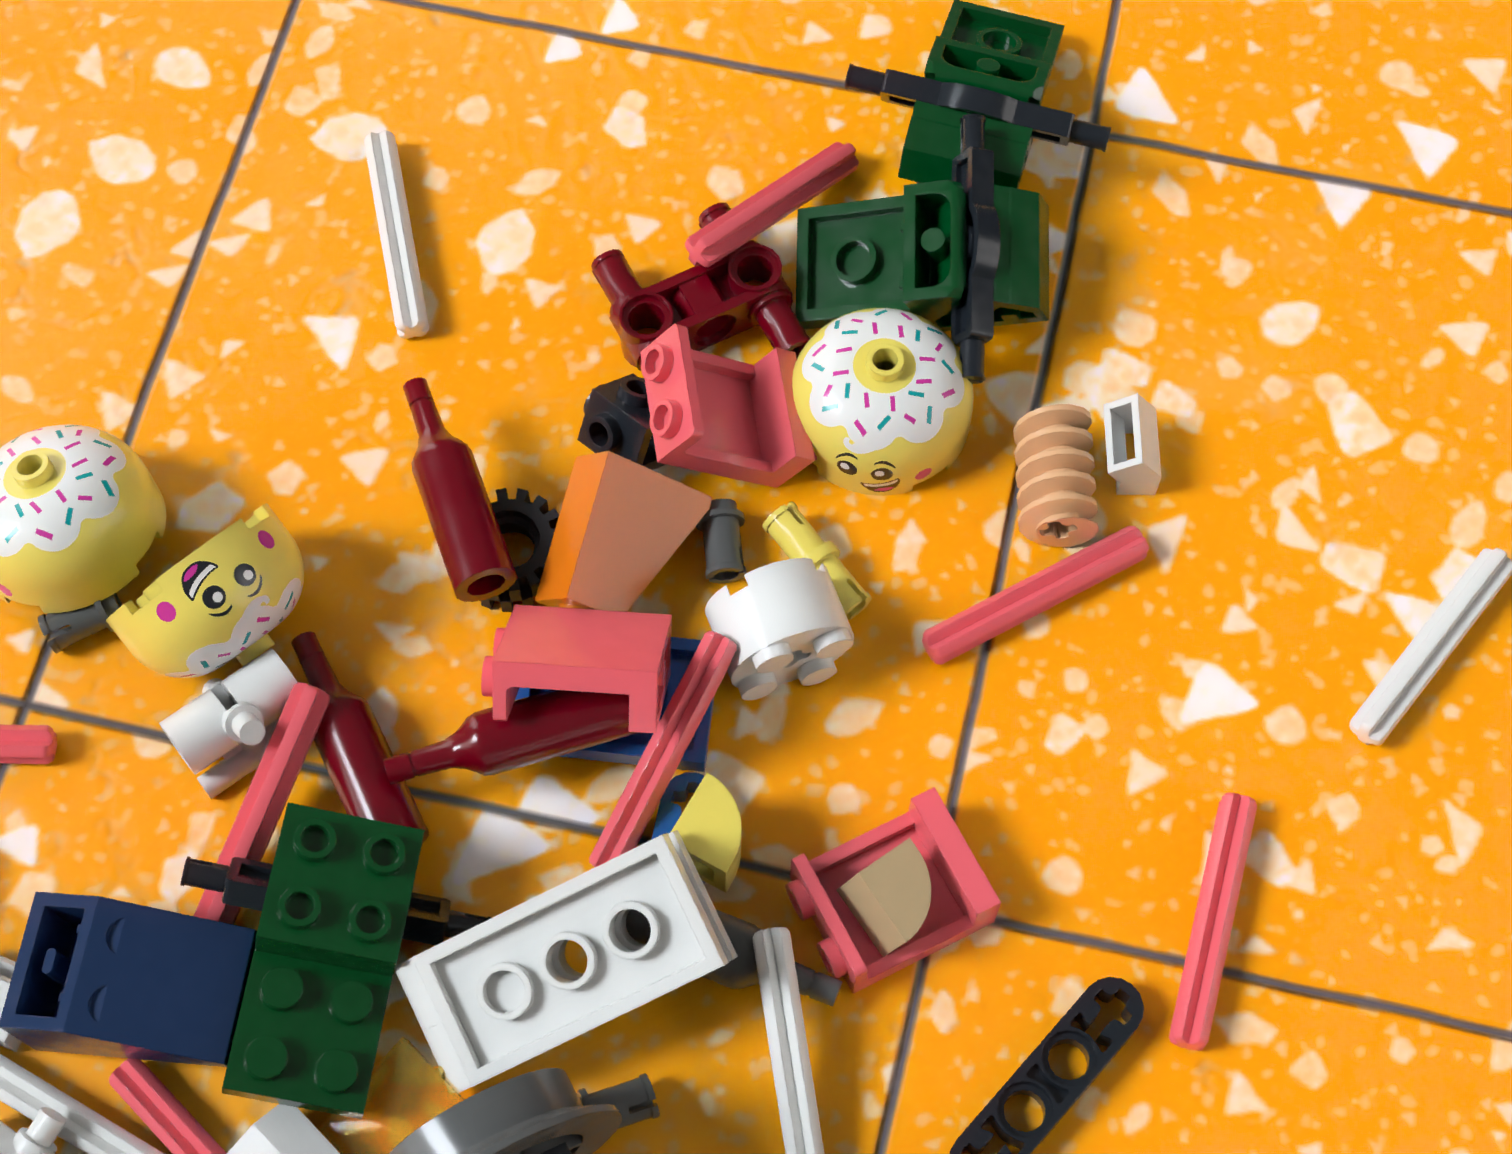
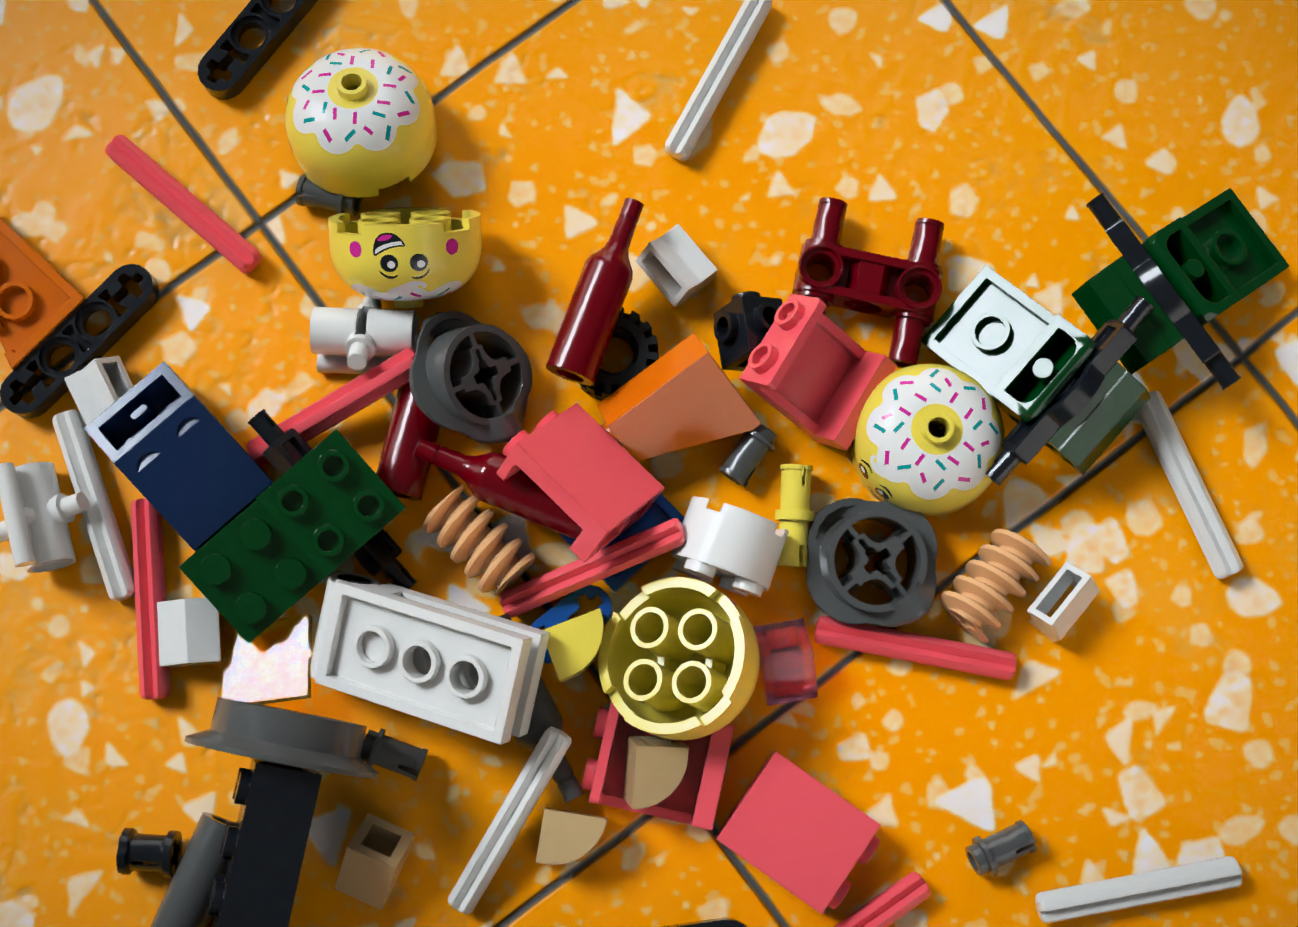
camera: 40 degrees right, 15 degrees up
(384, 666) = (474, 369): none -> dark grey piece
(504, 423) = (676, 265): none -> white piece
(523, 824) = (477, 542): none -> light nougat piece
(771, 204) = (971, 248): coral axle -> none
(827, 761) = (658, 653): none -> light yellow cylinder
(861, 1034) = (567, 835): none -> tan brick
(928, 699) = (786, 662): none -> clear pink brick
(961, 532) = (911, 531): none -> dark grey piece
(1083, 842) = (799, 833): none -> coral panel
(1151, 269) = (1189, 487): none -> white axle
(1274, 721) = (1000, 848): none -> dark grey pin

